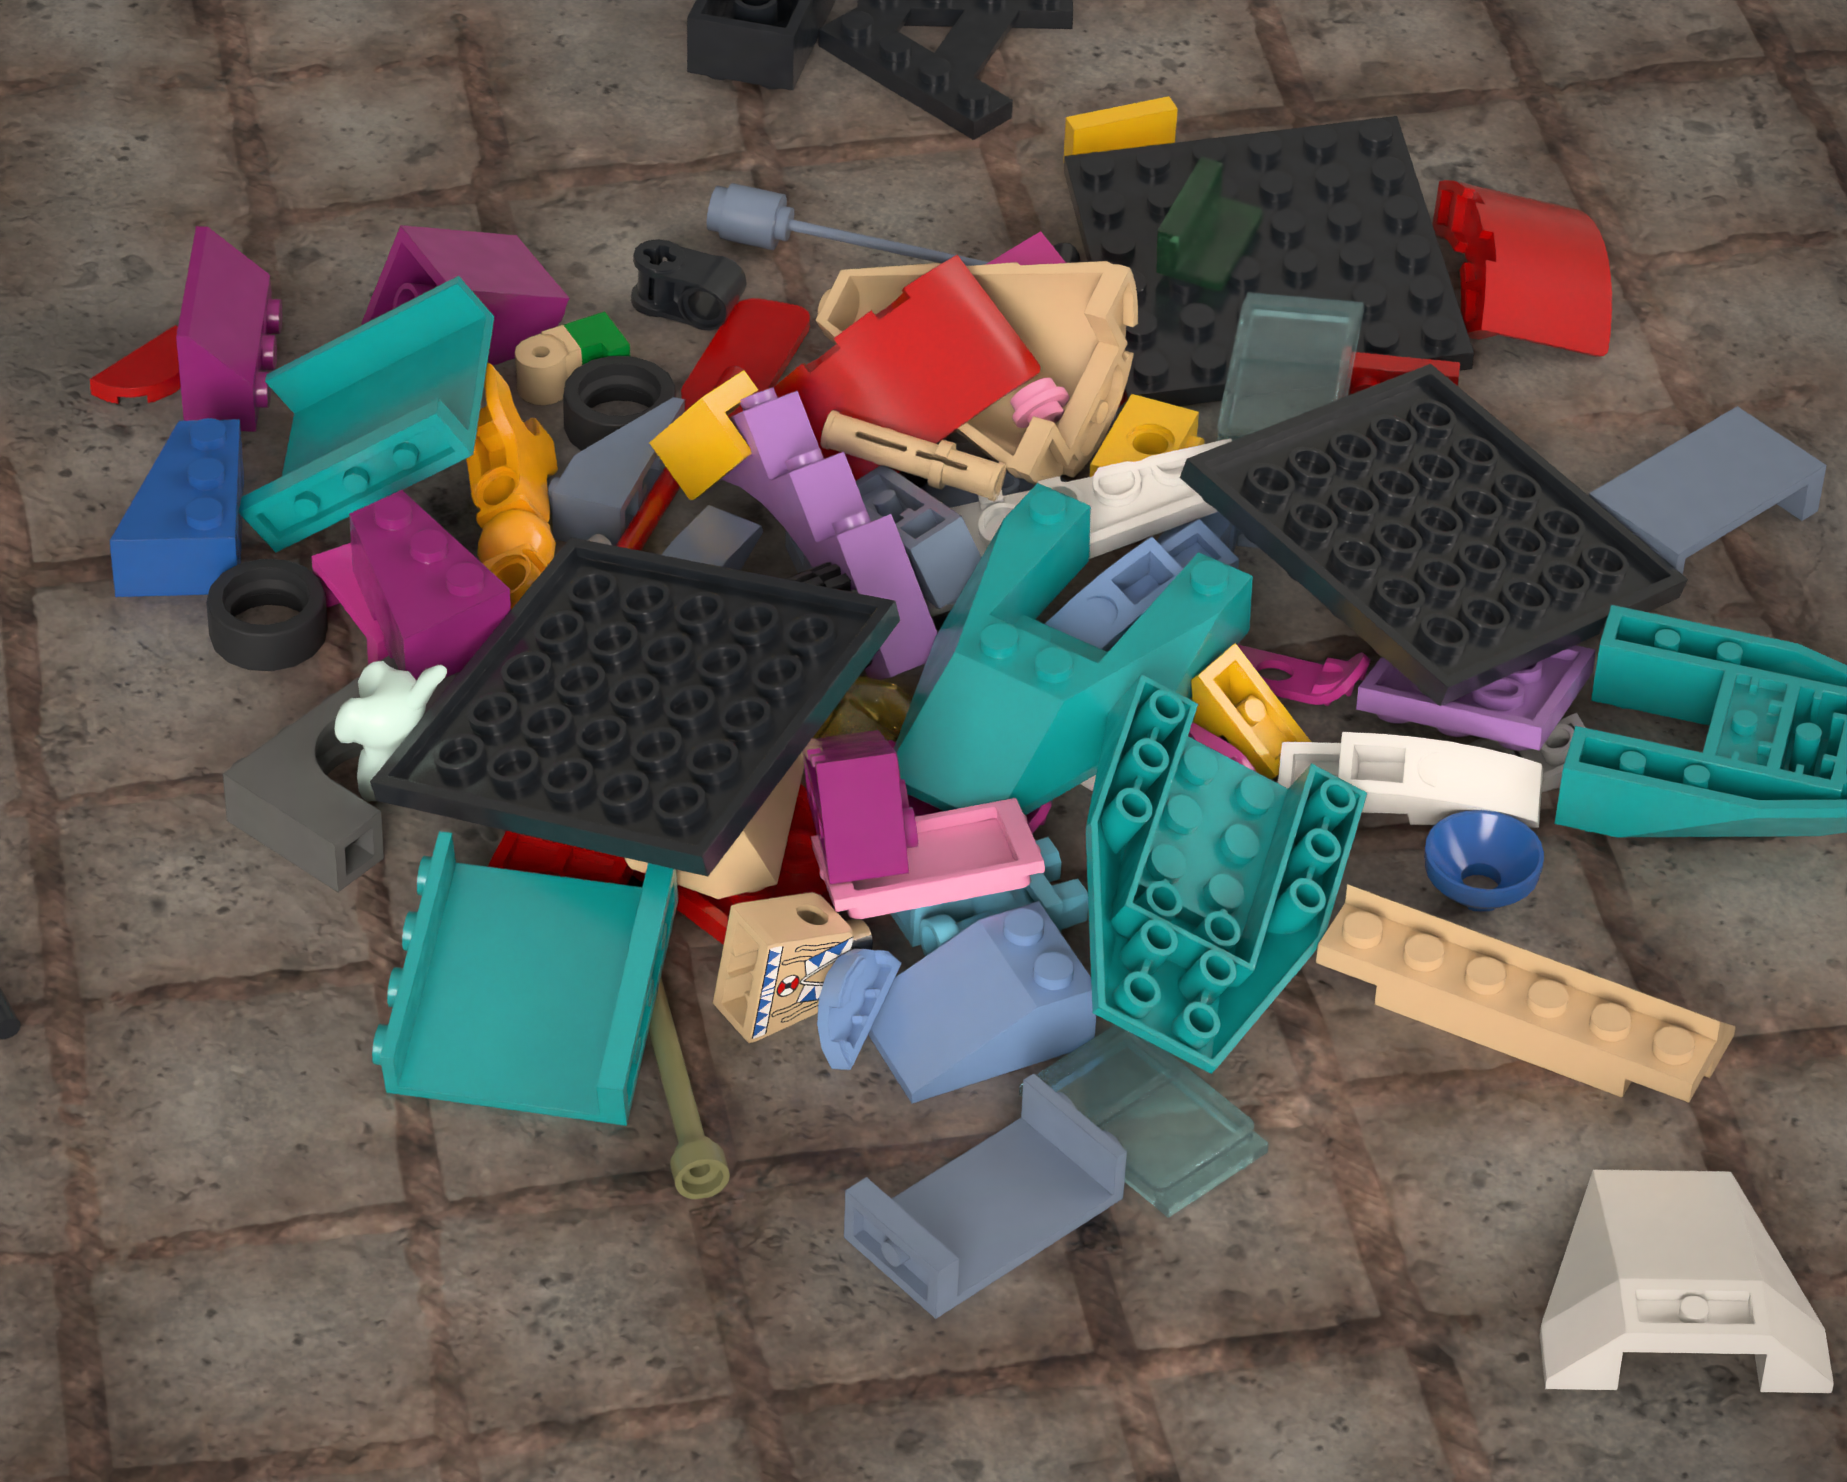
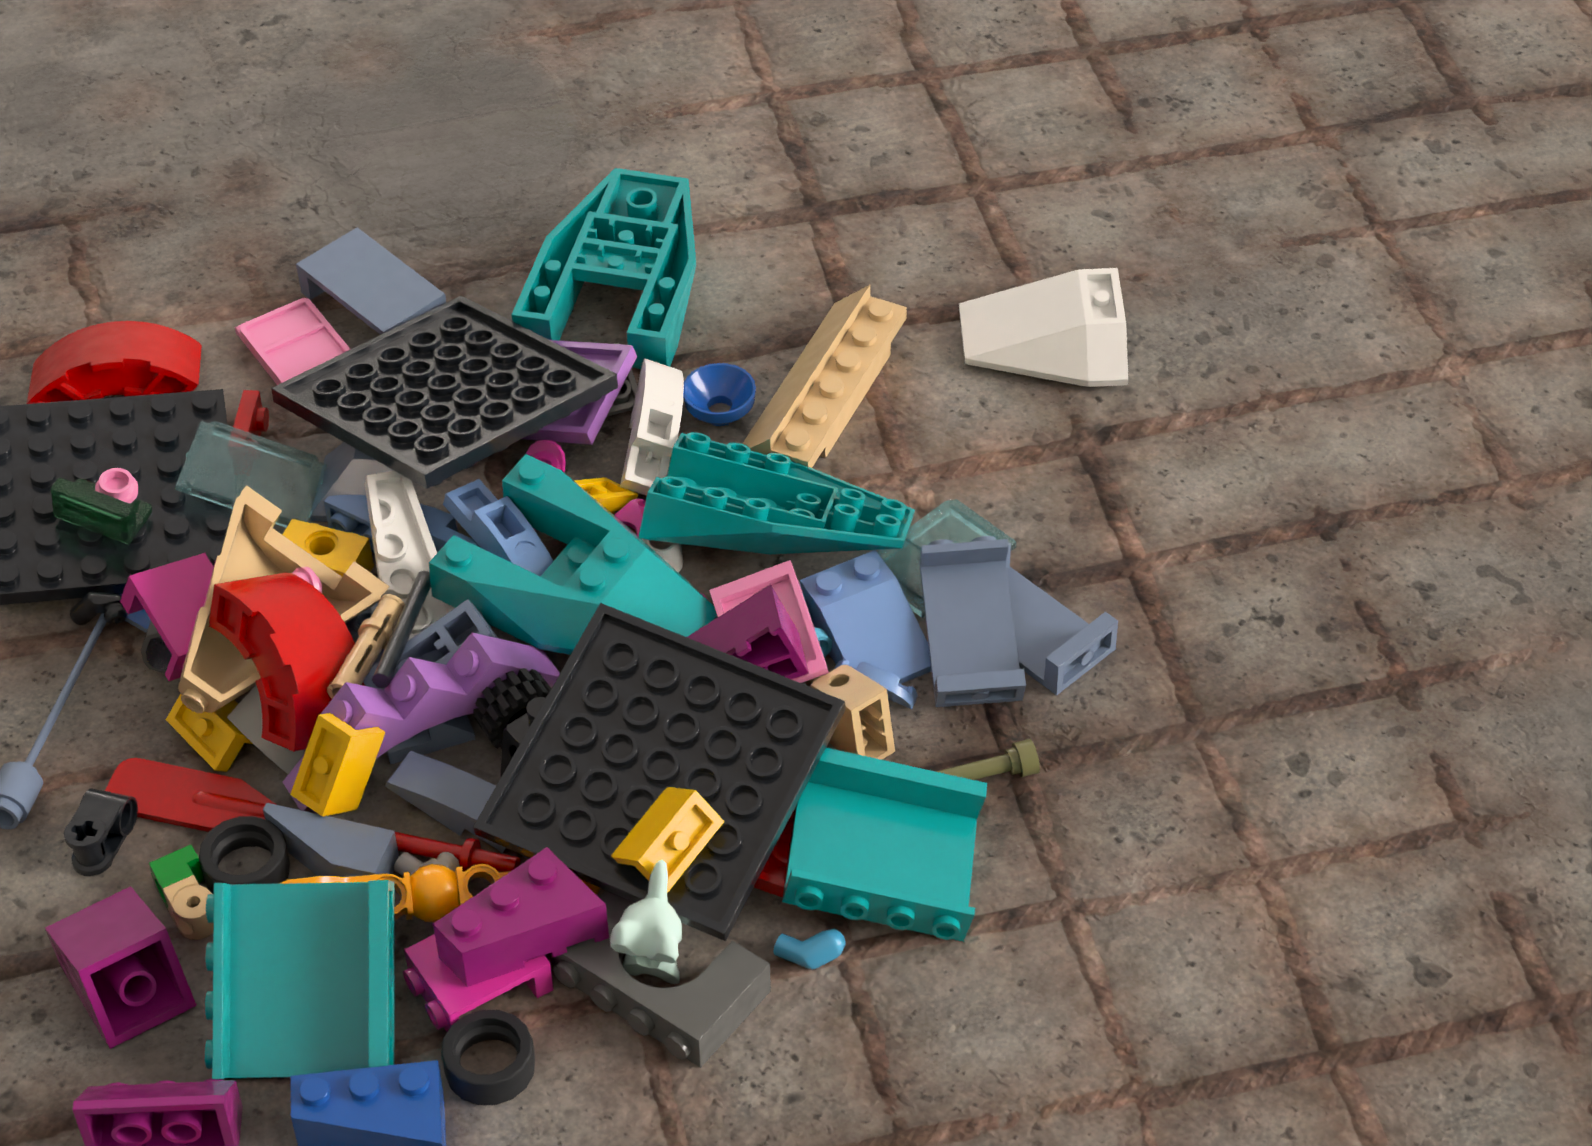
camera: 90 degrees left, 5 degrees up
(383, 919) = (813, 951): none -> dark azure arm
(499, 698) = (670, 830): none -> yellow panel
(920, 473) = (402, 630): none -> black bar
(946, 1106) = (970, 622): none -> sand blue panel
(1232, 234) = (118, 484): none -> bright pink plate
(1600, 432) = (291, 339): none -> bright pink piece

